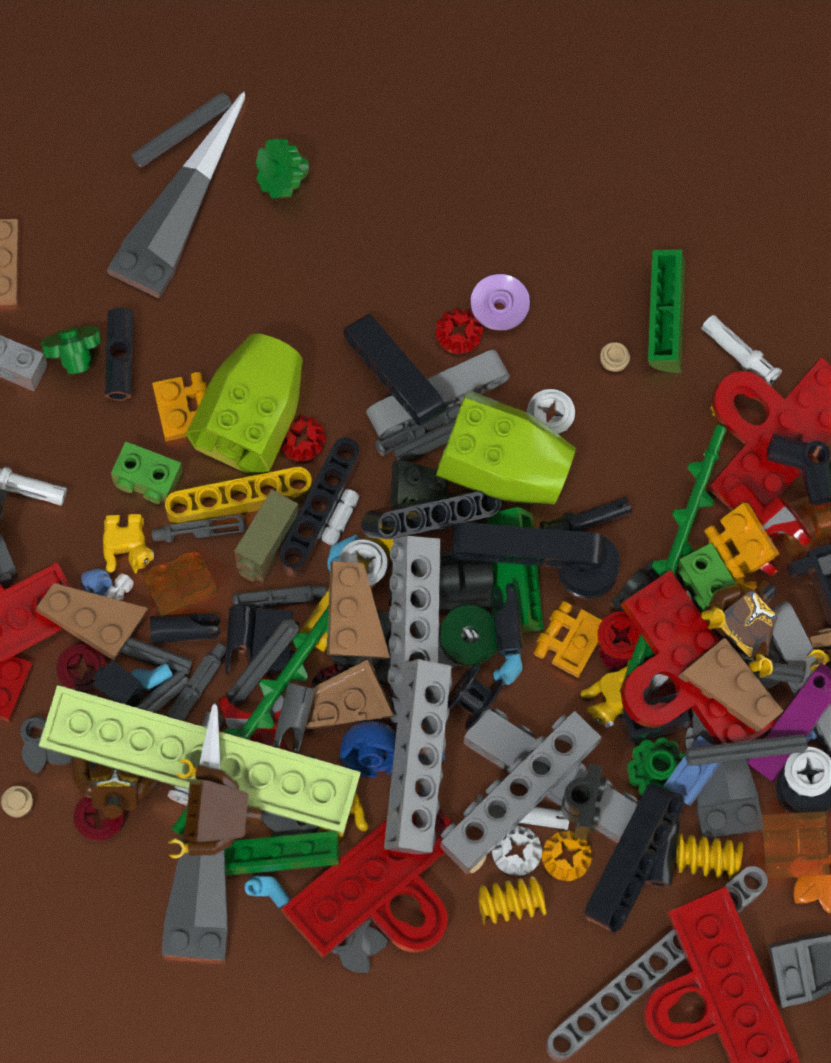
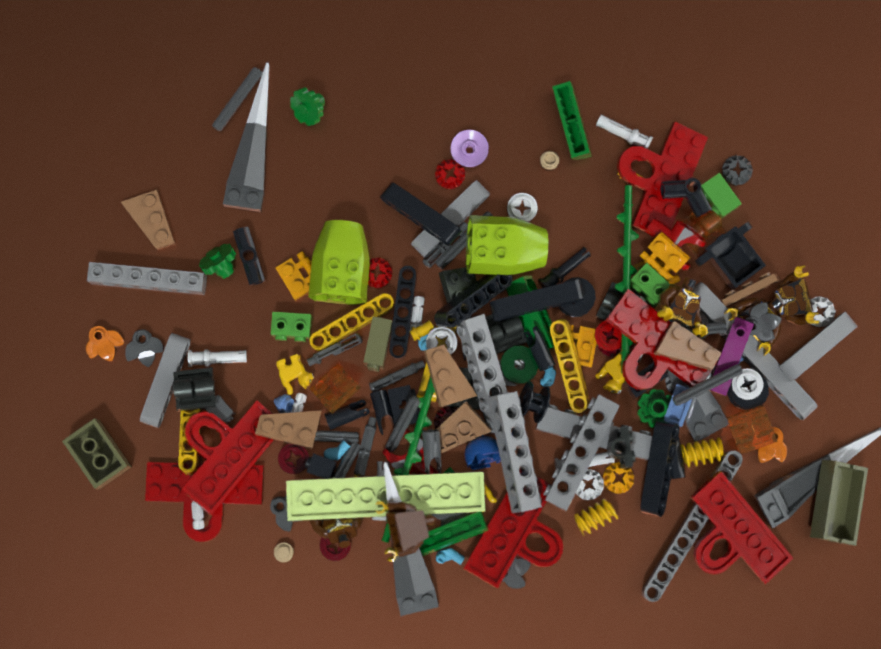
camera: 15 degrees left, 10 degrees up
(338, 539) = (421, 330): none -> yellow pin
(538, 646) = (569, 375): none -> yellow beam

